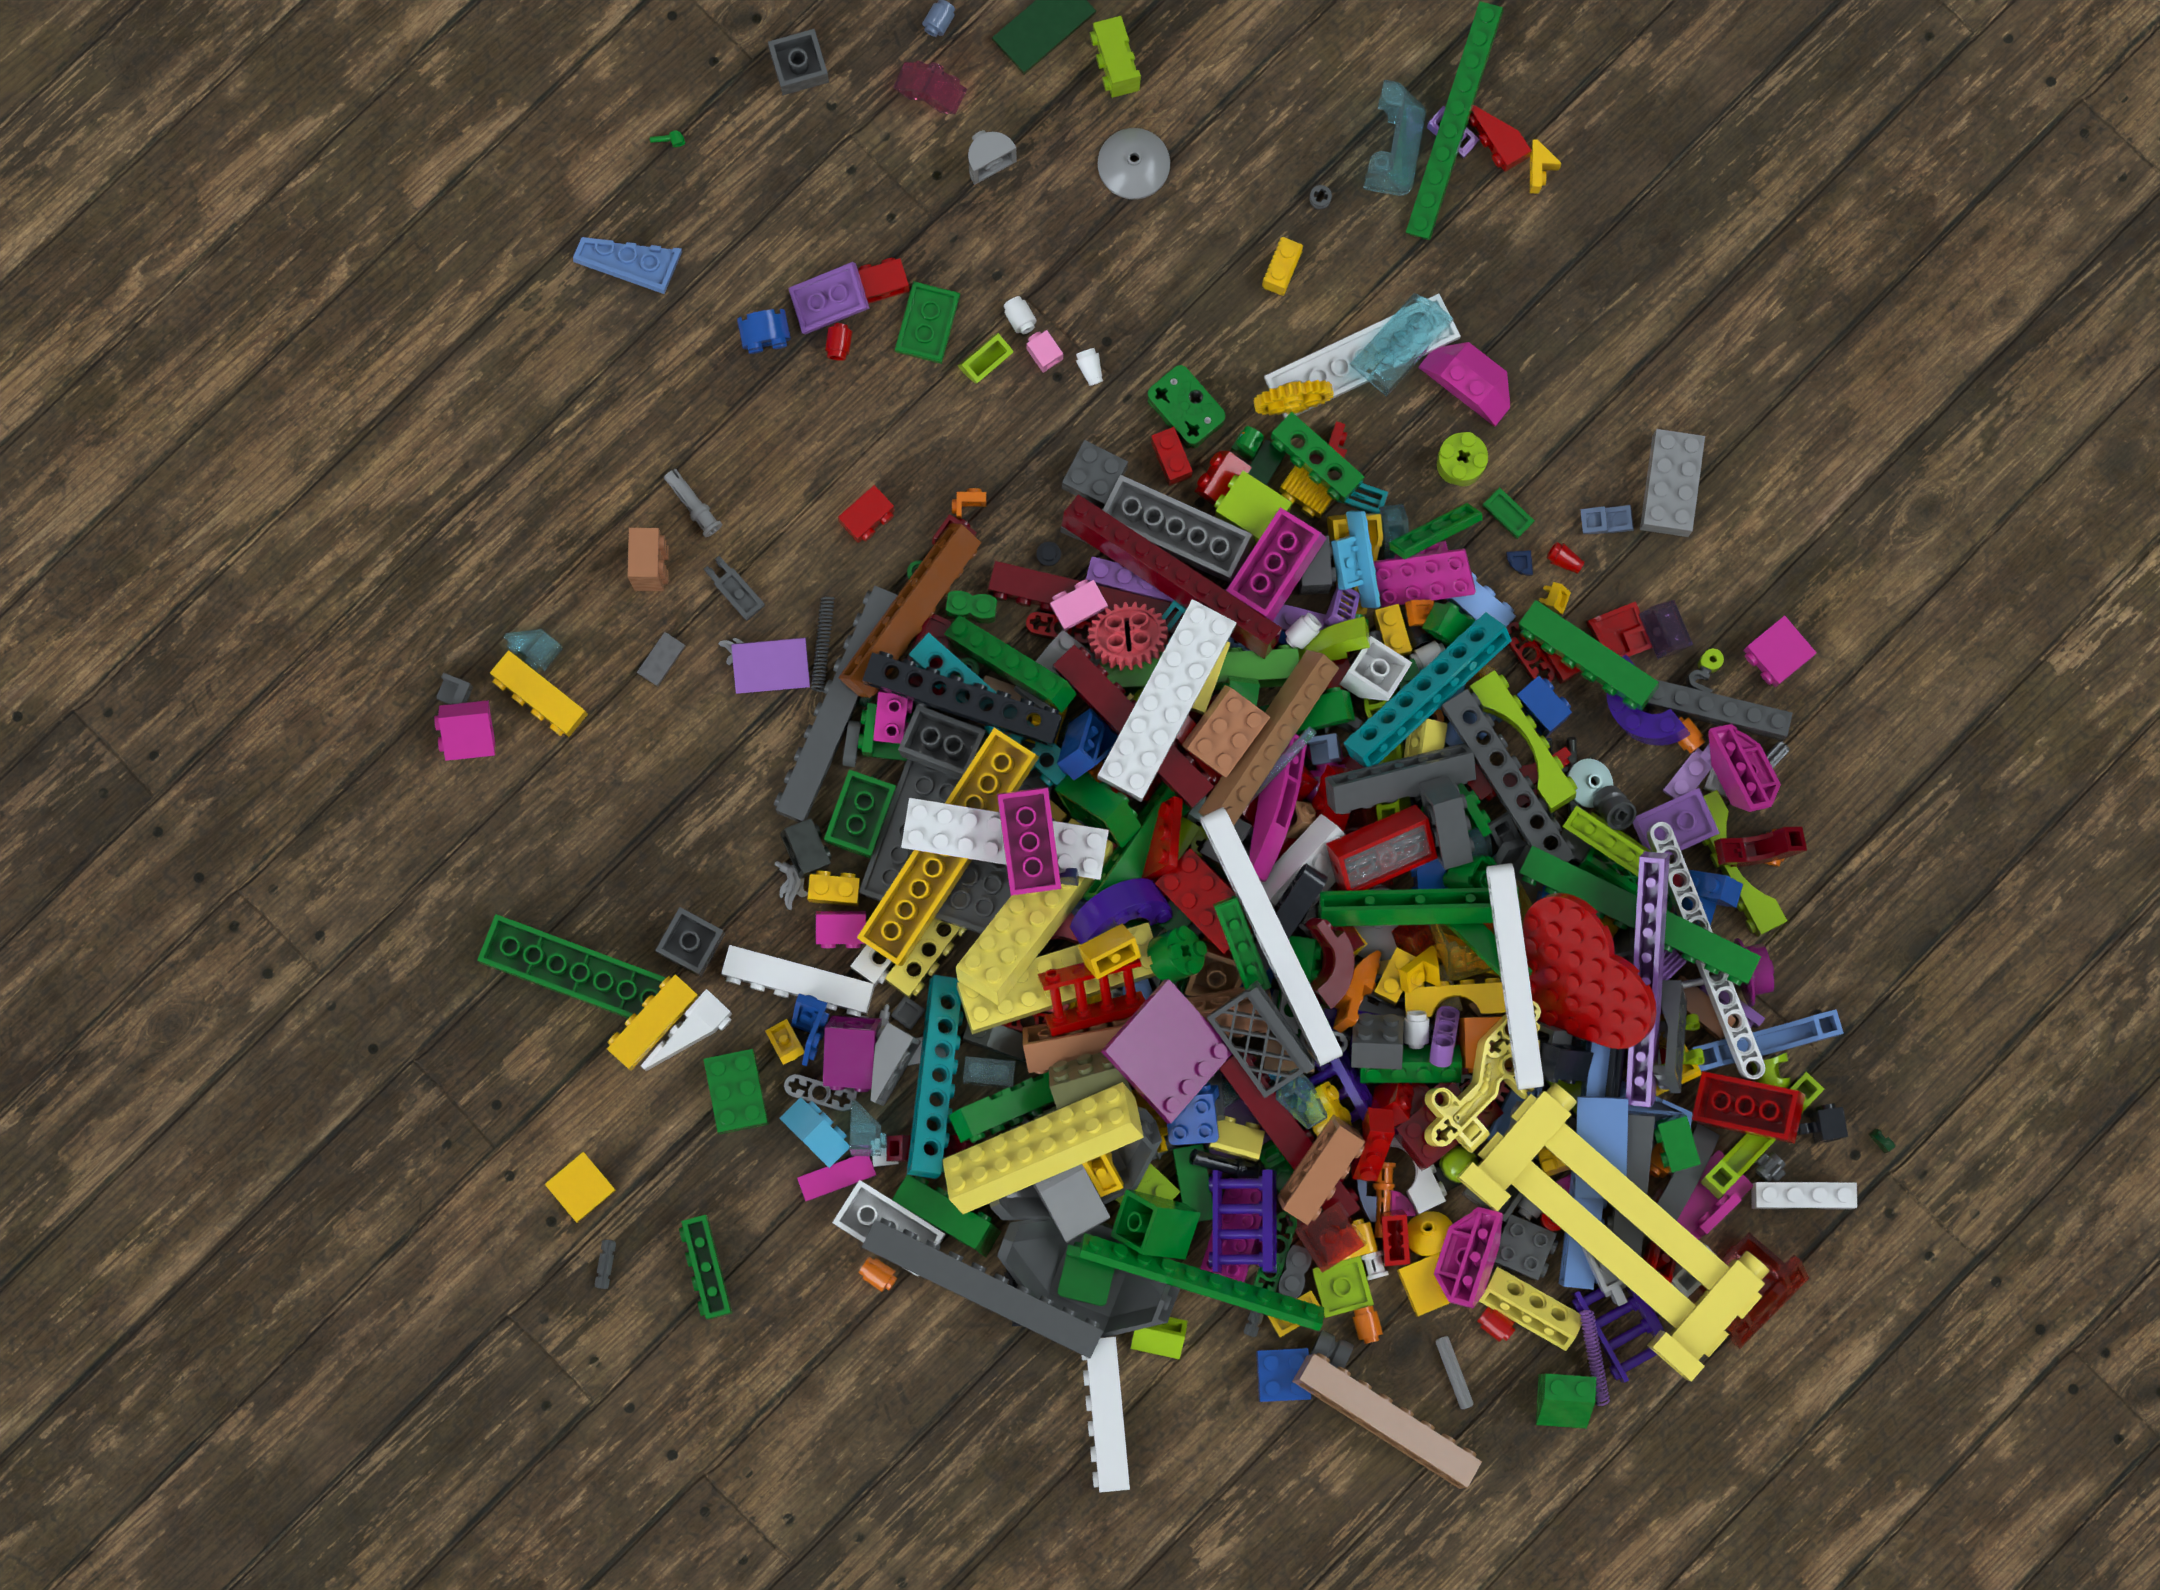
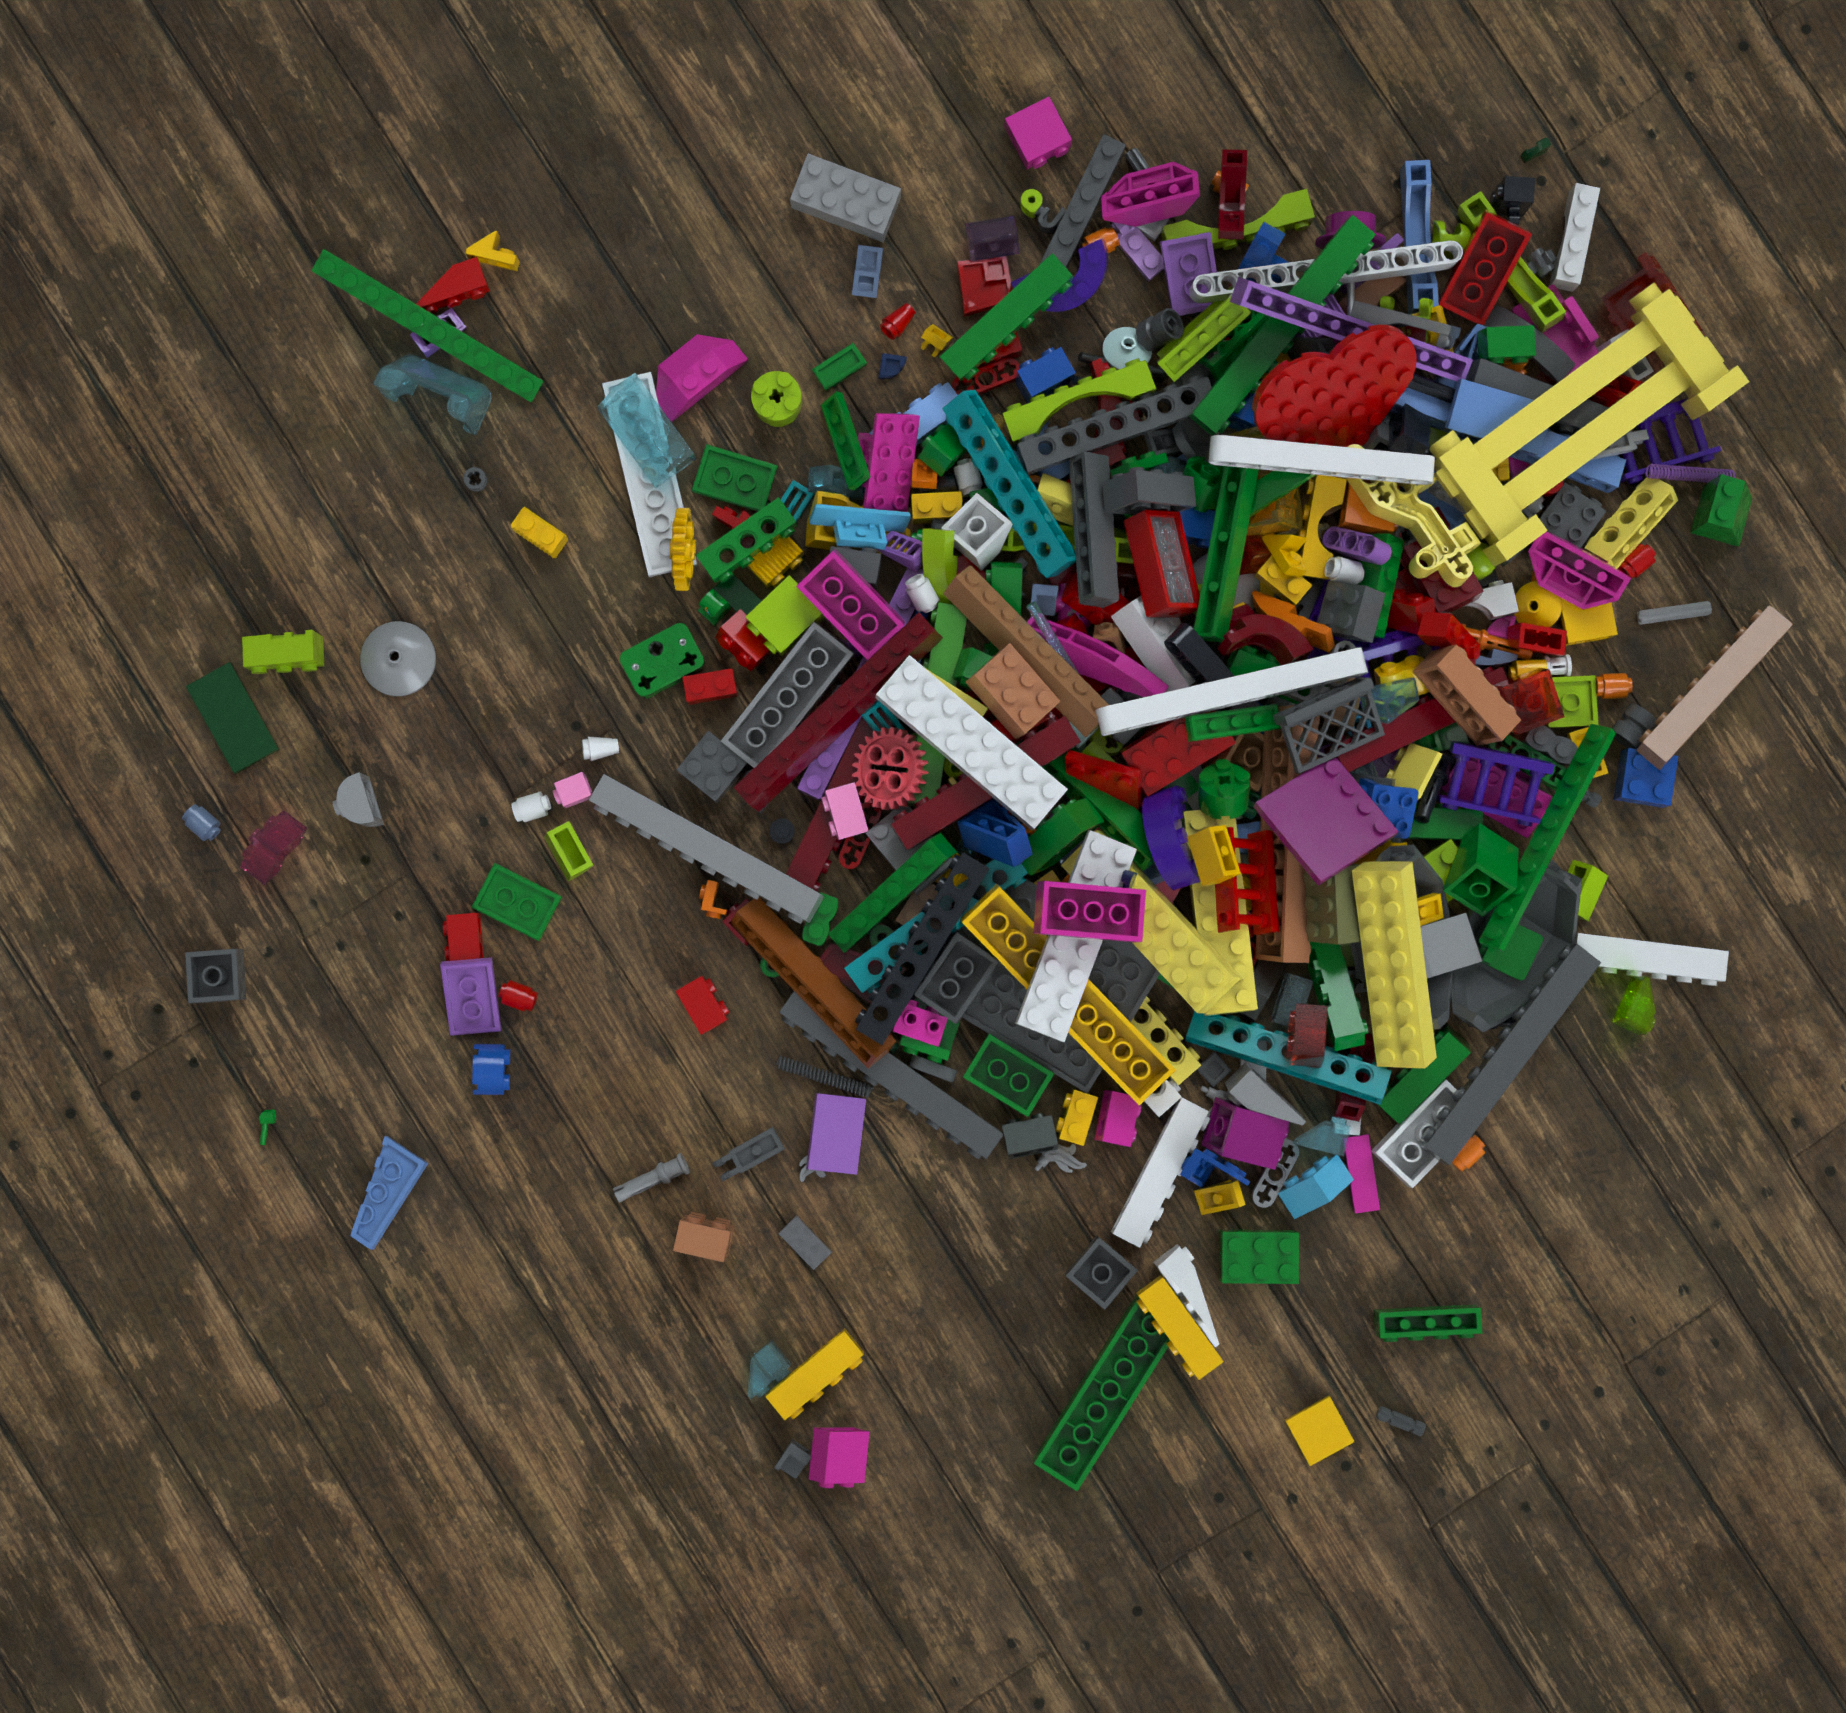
camera: 80 degrees left, 5 degrees up
(957, 1083) = (1308, 1035): none -> clear red brick
(1014, 485) = (707, 849): none -> light grey brick
(1053, 1412) = (1636, 1007): none -> clear neon green slope
(1377, 437) = (734, 478): none -> green tile

